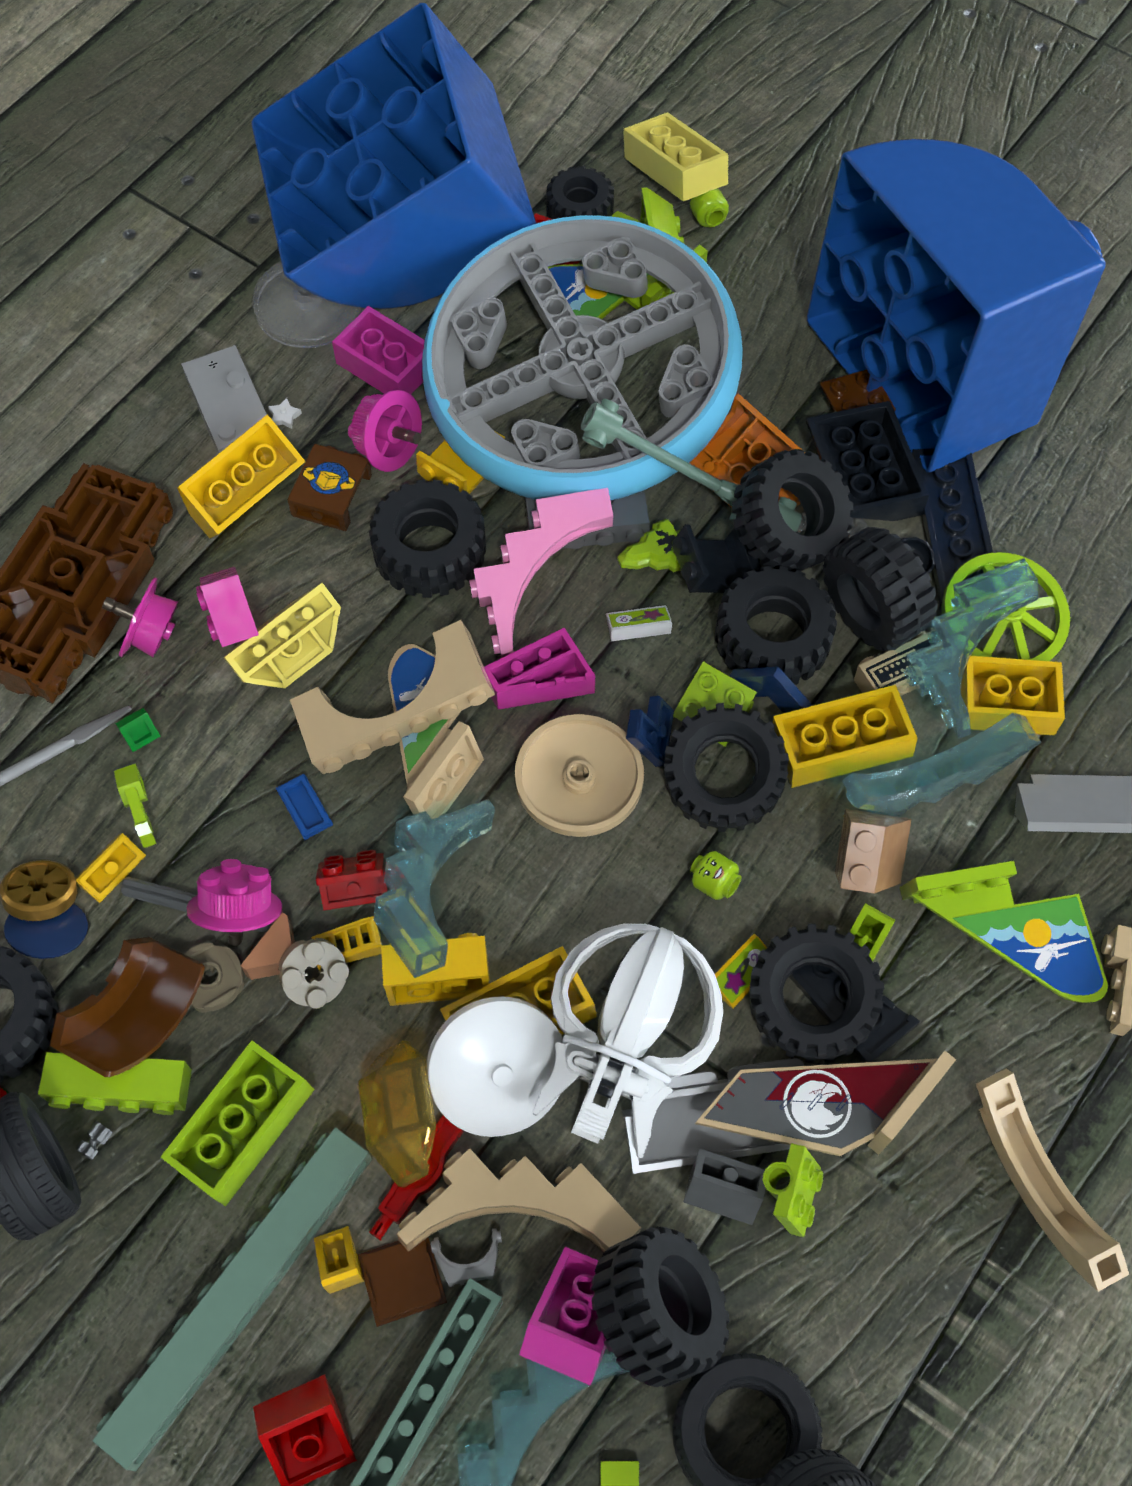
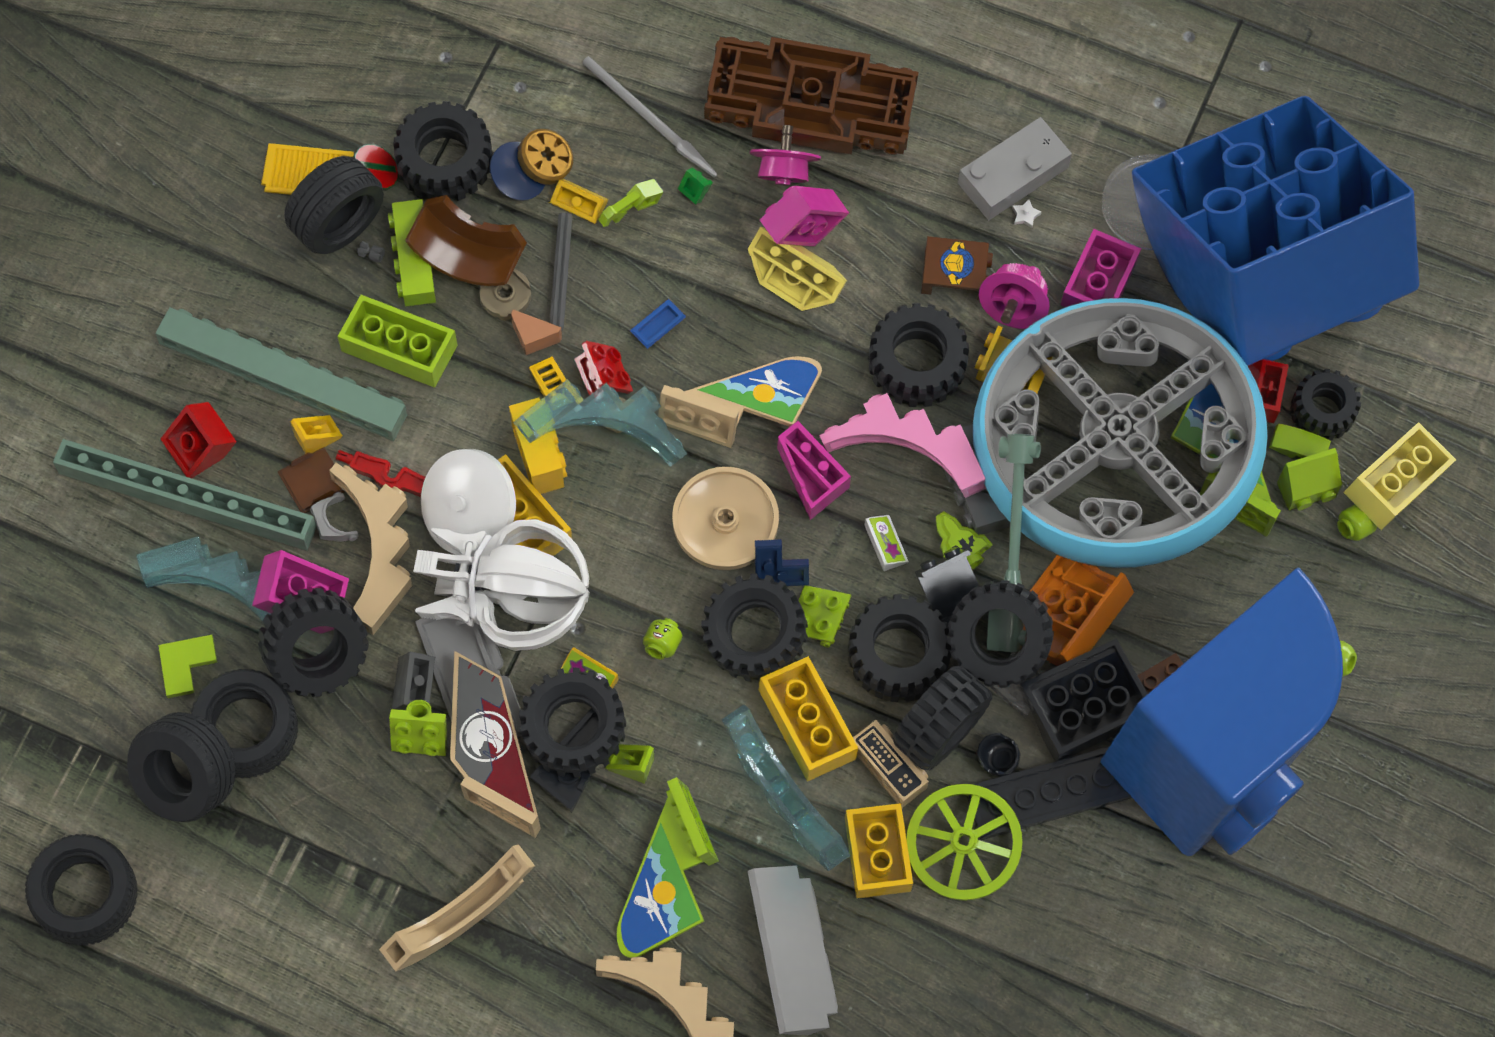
camera: 75 degrees right, 5 degrees up
(234, 900) = (561, 291): dark pink piece -> none
(239, 476) = (937, 194): yellow slope -> none
(312, 953) = (506, 365): plate -> none
(398, 1112) = (423, 441): clear yellow wedge -> none
(453, 686) = (776, 402): tan arch -> none
(774, 684) = (837, 654): dark blue tile -> none
(871, 851) = (698, 748): medium nougat slope -> none
(954, 636) = (912, 787): clear light blue arch -> none

